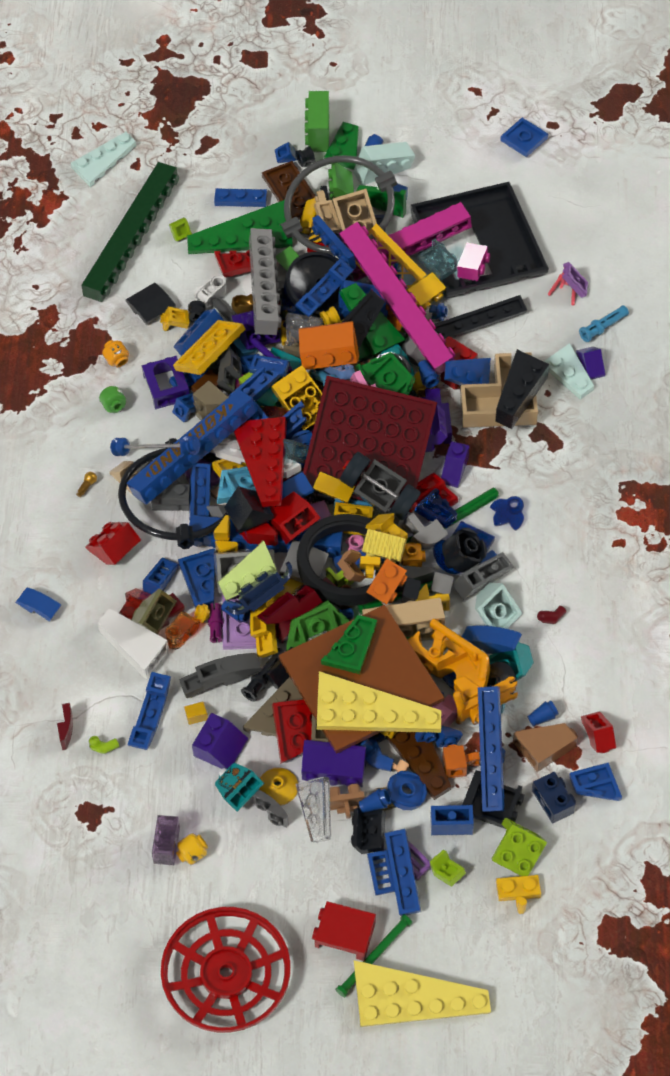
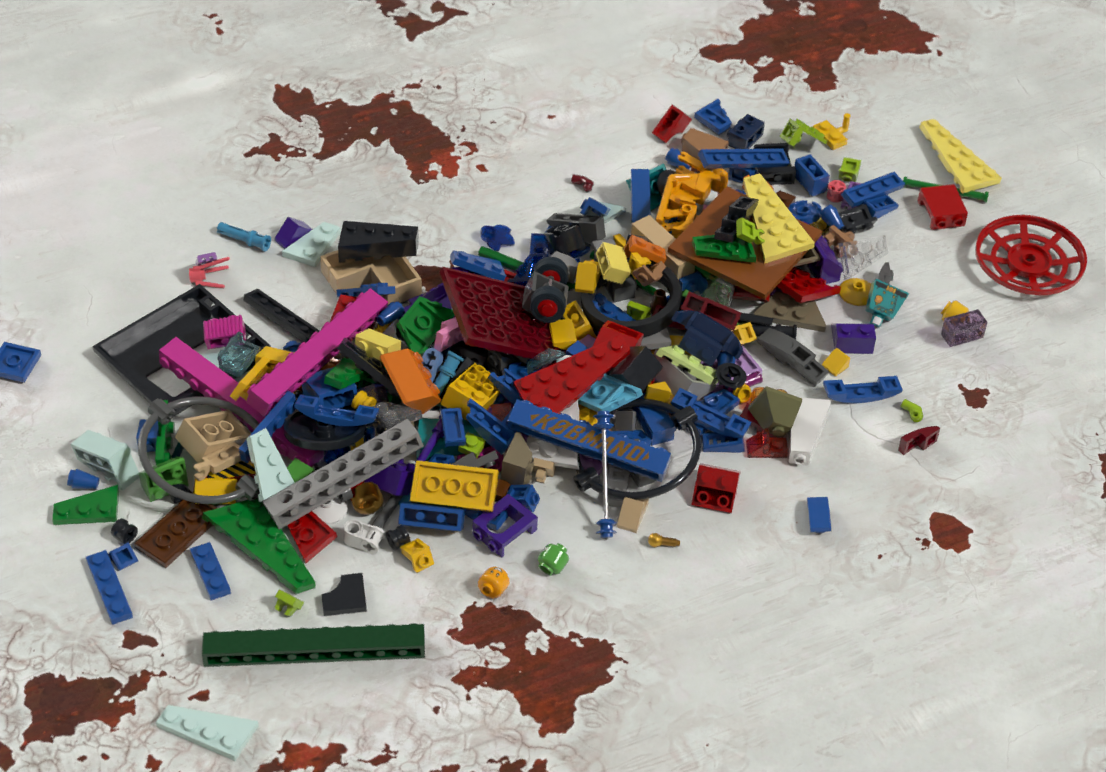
camera: 120 degrees left, 10 degrees down
(150, 303) = (406, 585): black slope -> none
(165, 267) = (346, 597): none -> black tile
(184, 566) = (710, 418): none -> blue slope
(210, 592) = (734, 371): none -> black gear
(260, 139) = (109, 587): none -> blue plate
(296, 234) = (270, 469): none -> light aqua wing
(318, 121) = (70, 529): bright green brick -> none
(349, 658) = (747, 231): none -> lime plate
(379, 667) = (741, 208): none -> black slope
(387, 340) = (376, 343): none -> light yellow brick
(423, 835) = (835, 190): none -> coral wheel
(461, 468) = (478, 264): none -> blue wing
(484, 584) = (598, 208): none -> blue bracket

